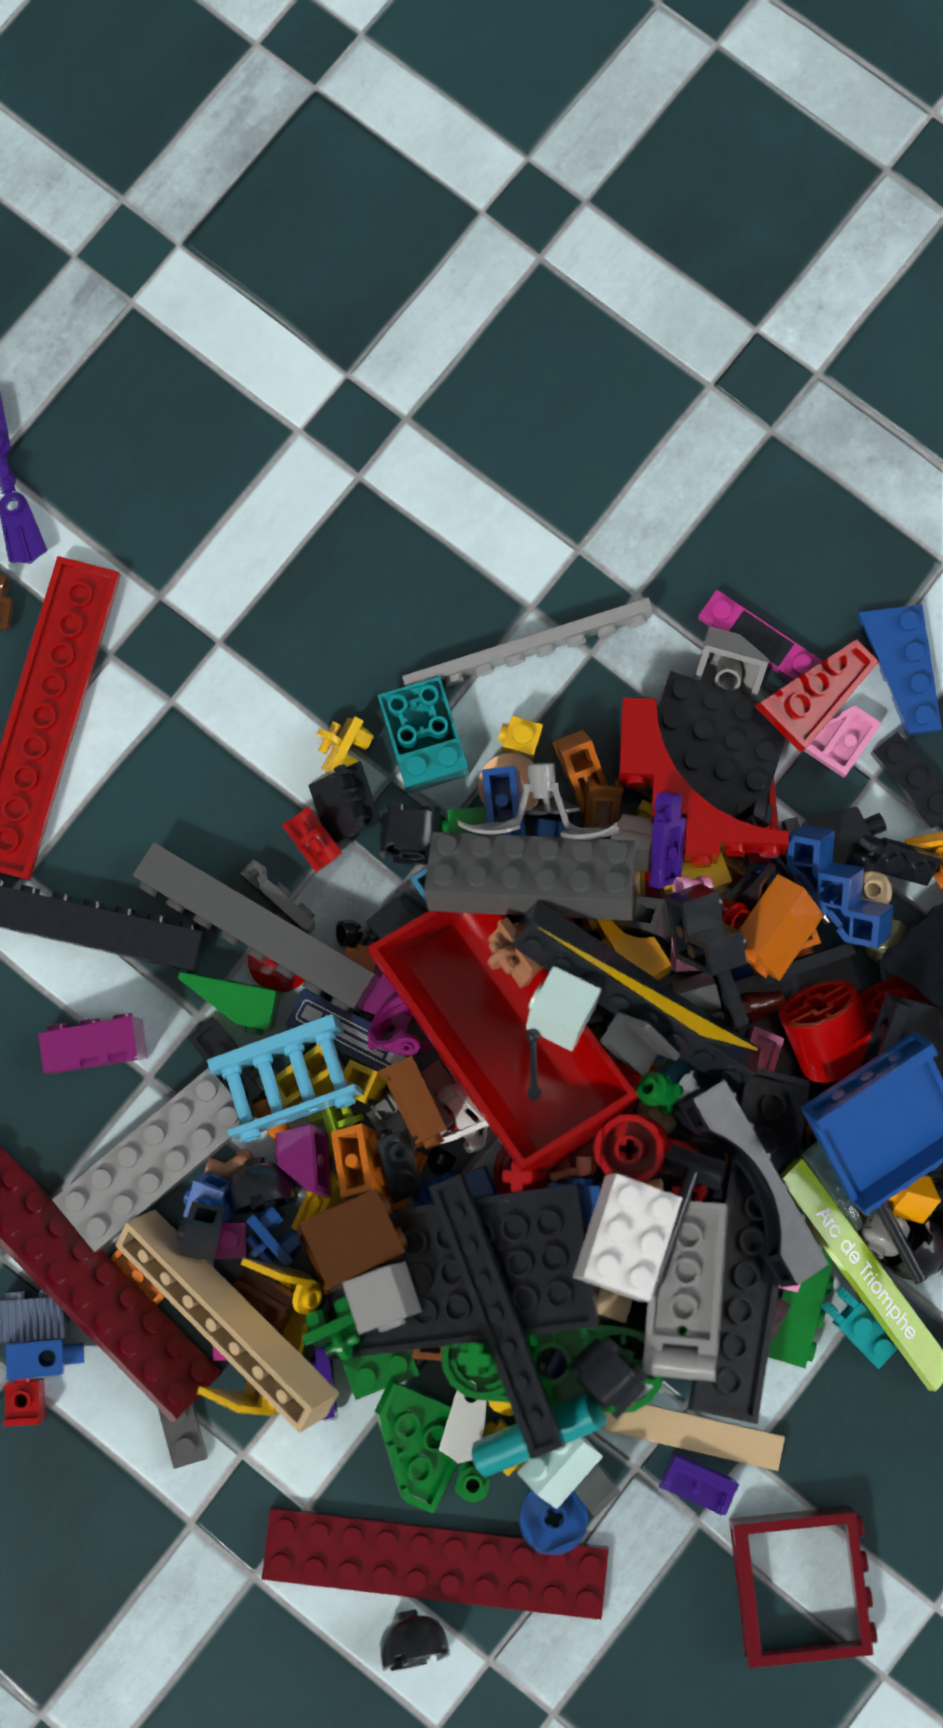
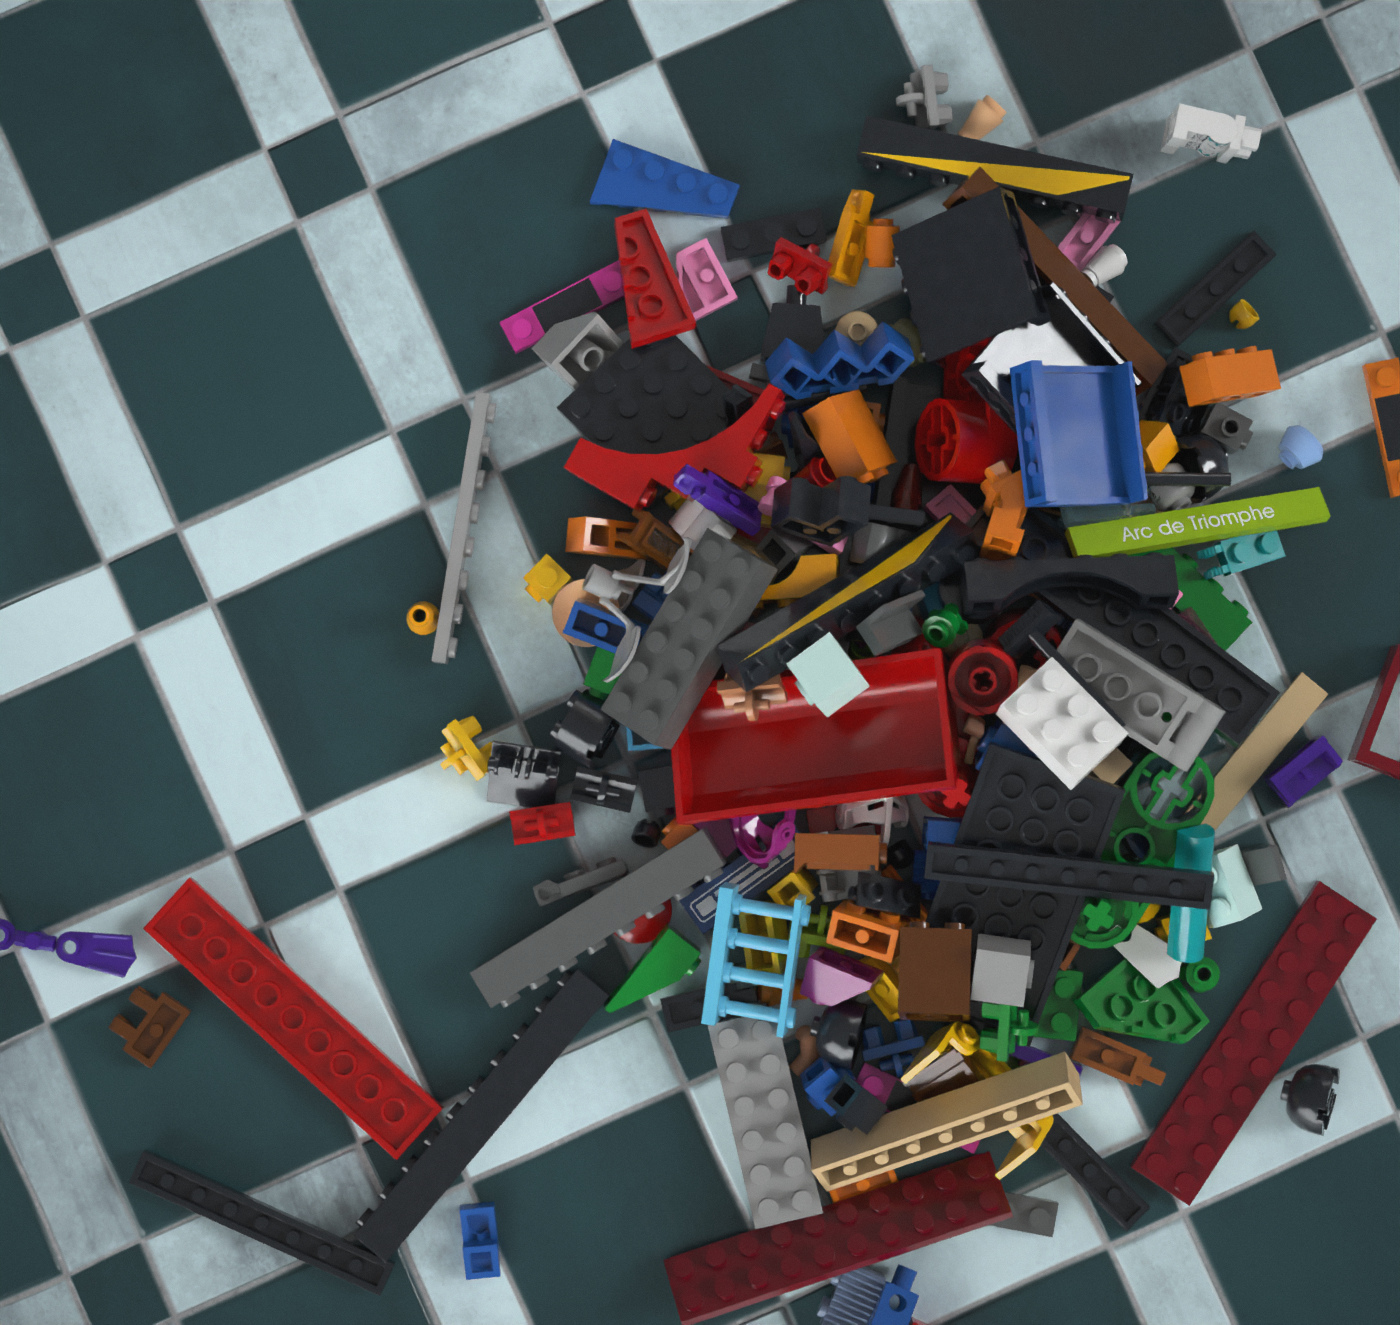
camera: 60 degrees left, 5 degrees up
(92, 1044) = (629, 1122): magenta wedge -> none
(248, 1477) = (1094, 1174): none -> black tile
(358, 1443) = (1114, 1058): none -> dark orange hinge
(367, 876) = (603, 789): none -> black hips
(423, 735) = (496, 669): teal slope -> none
(432, 658) = (430, 622): none -> light orange cone
(534, 1091) = (890, 739): black hinge -> none
(546, 1538) = (1281, 932): blue plate -> none
(608, 1376) = (1173, 803): black brick -> none
(785, 1094) = (1007, 511): none -> orange hips
(897, 859) = (840, 293): black hinge -> none
(902, 813) = (801, 265): none -> red hips

